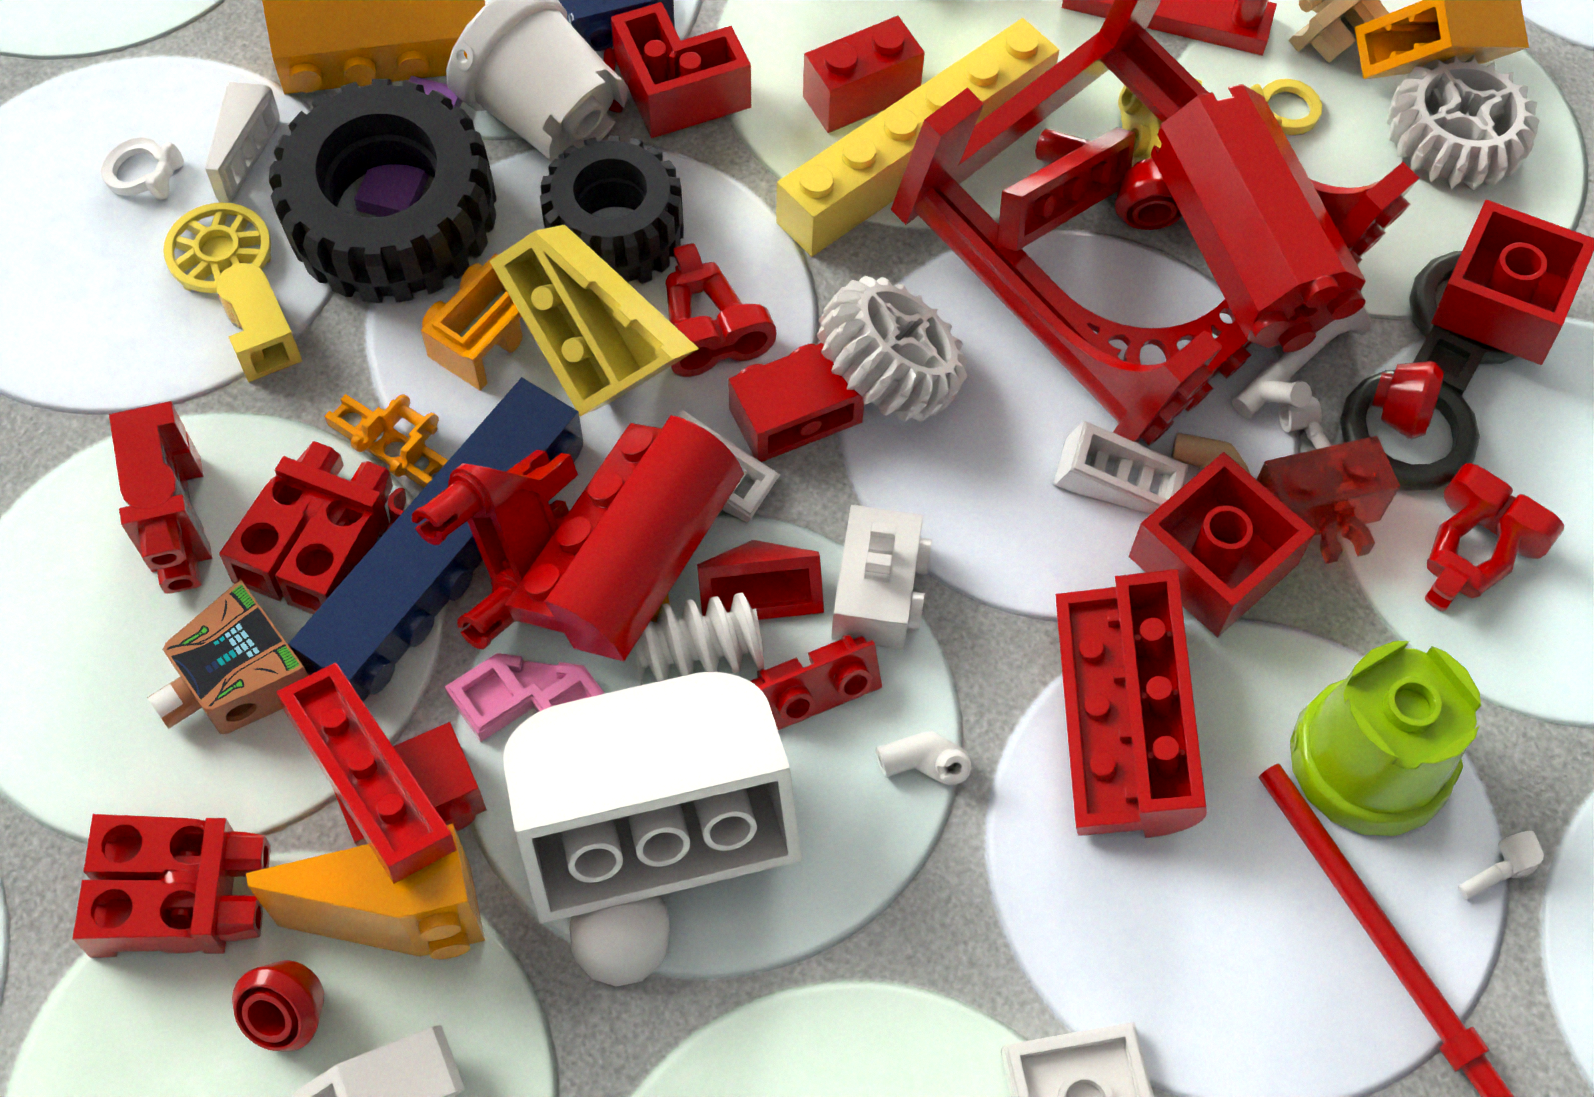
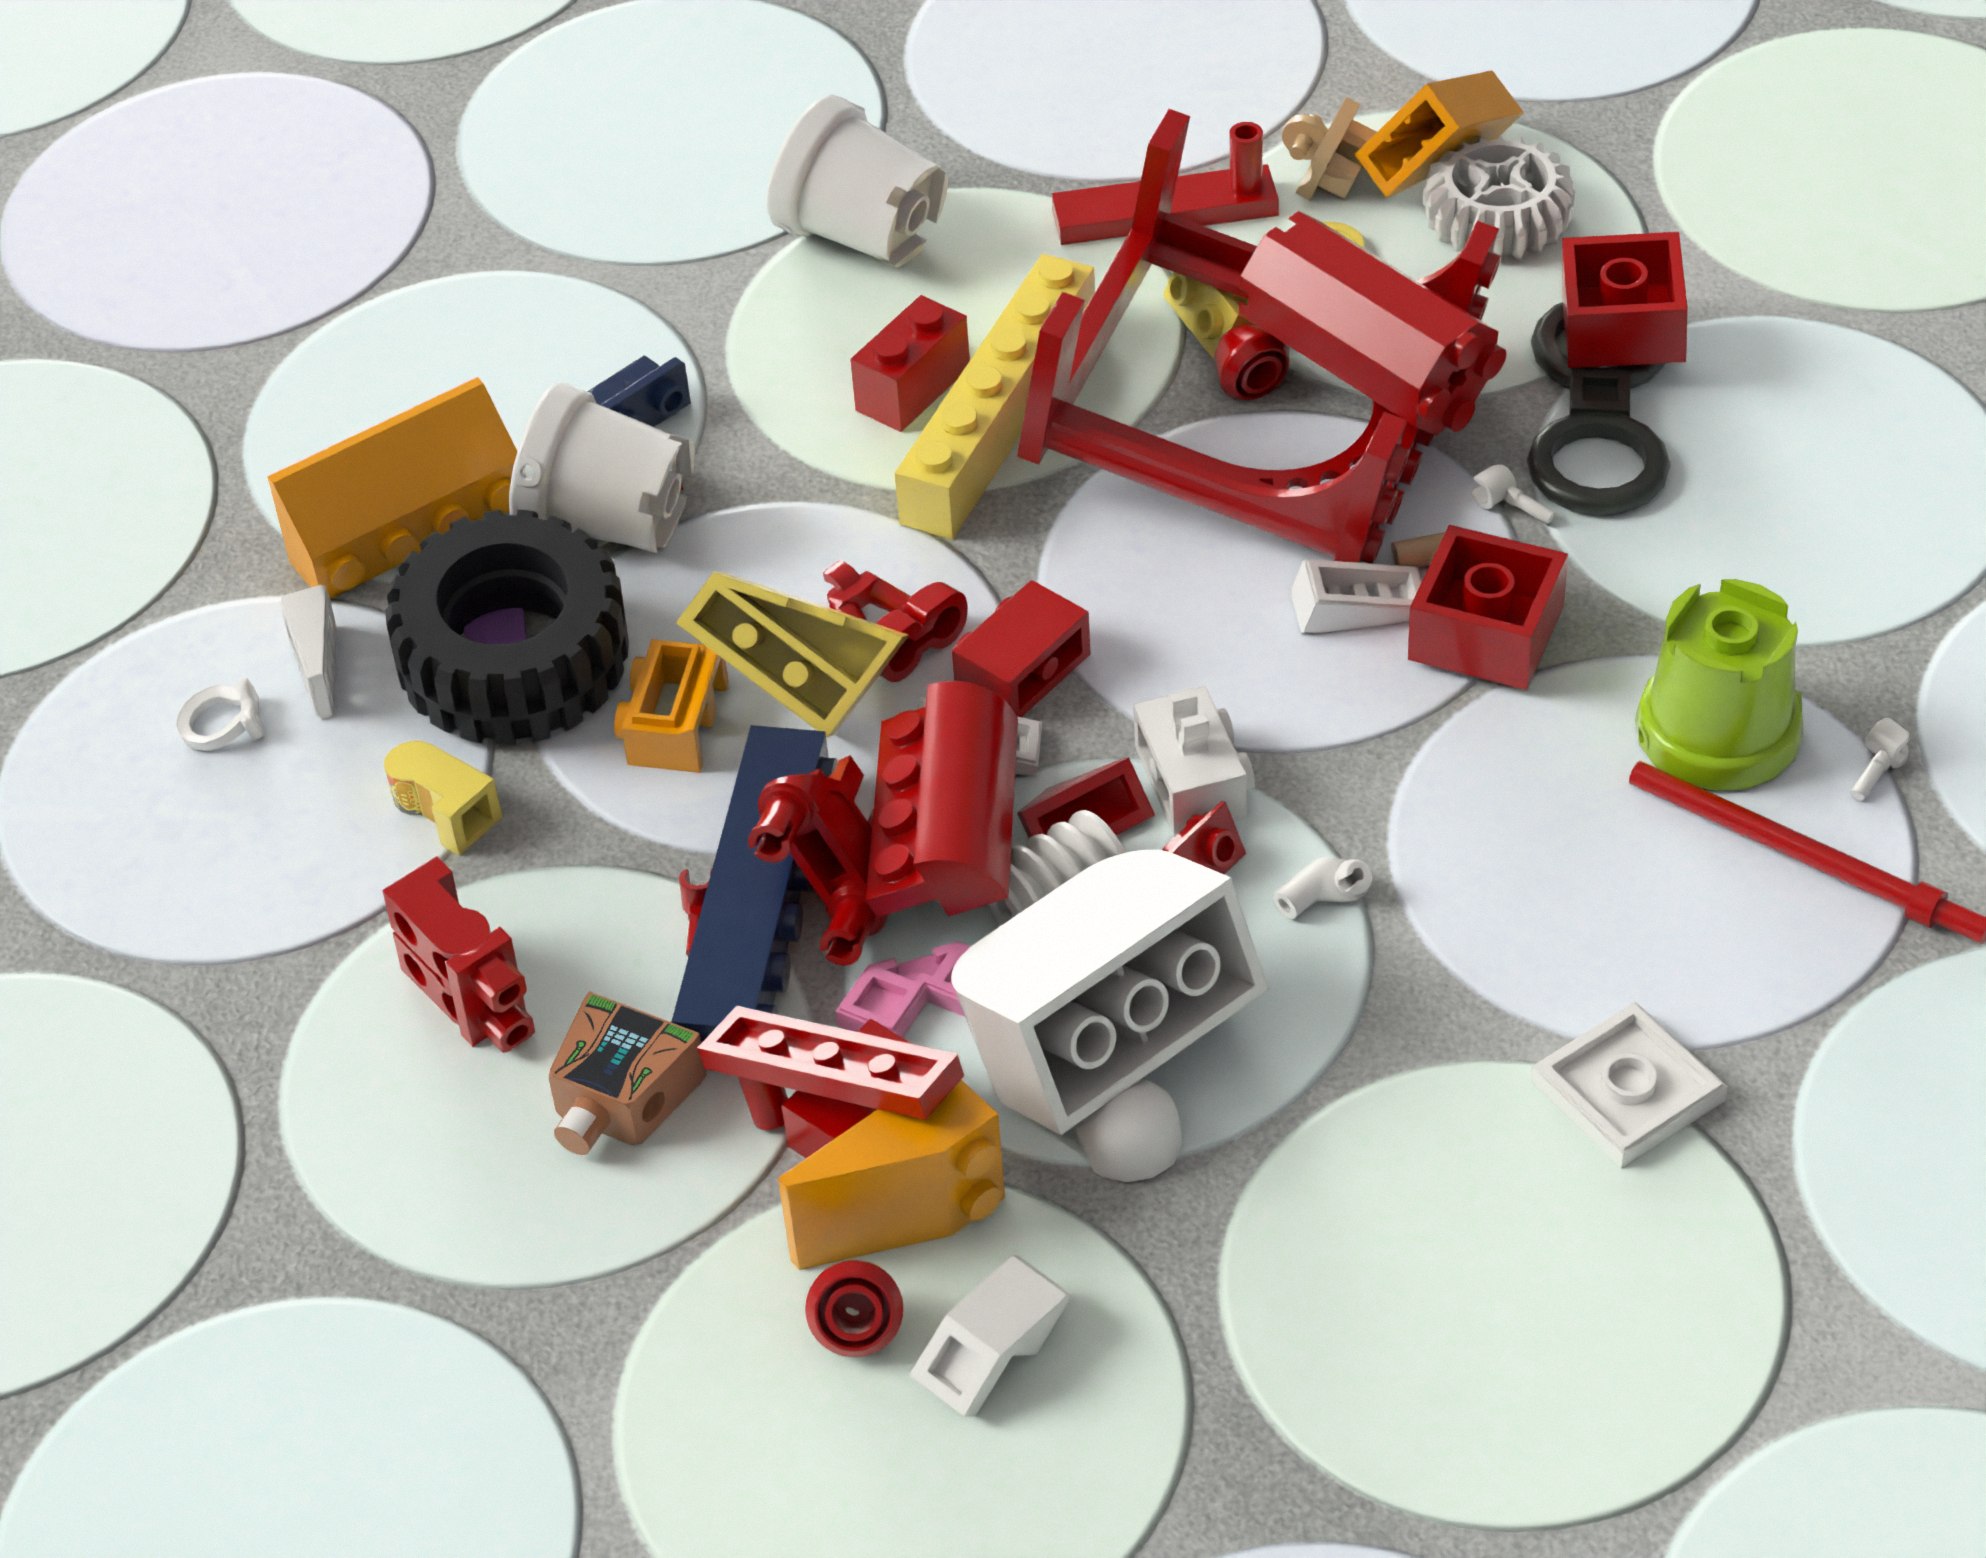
camera: 20 degrees left, 15 degrees down
(166, 885) = (680, 1265): red hips -> none
(215, 246) = (347, 753): light yellow wheel -> none
(308, 528) = (615, 915): red hips -> none
(374, 423) = (615, 837): light orange piece -> none
(617, 176) = (744, 536): black tyre -> none
(678, 79) = (733, 429): red brick -> none
(892, 348) = (1092, 566): white gear -> none
(1075, 180) = (1167, 372): red piece -> none
(1130, 707) = (1486, 763): red brick -> none
(1273, 382) = (1456, 465): white piece -> none
(1335, 491) = (1571, 516): clear red brick -> none
(1409, 397) = (1585, 428): red cone -> none
(1486, 501) = (1697, 486): red piece -> none

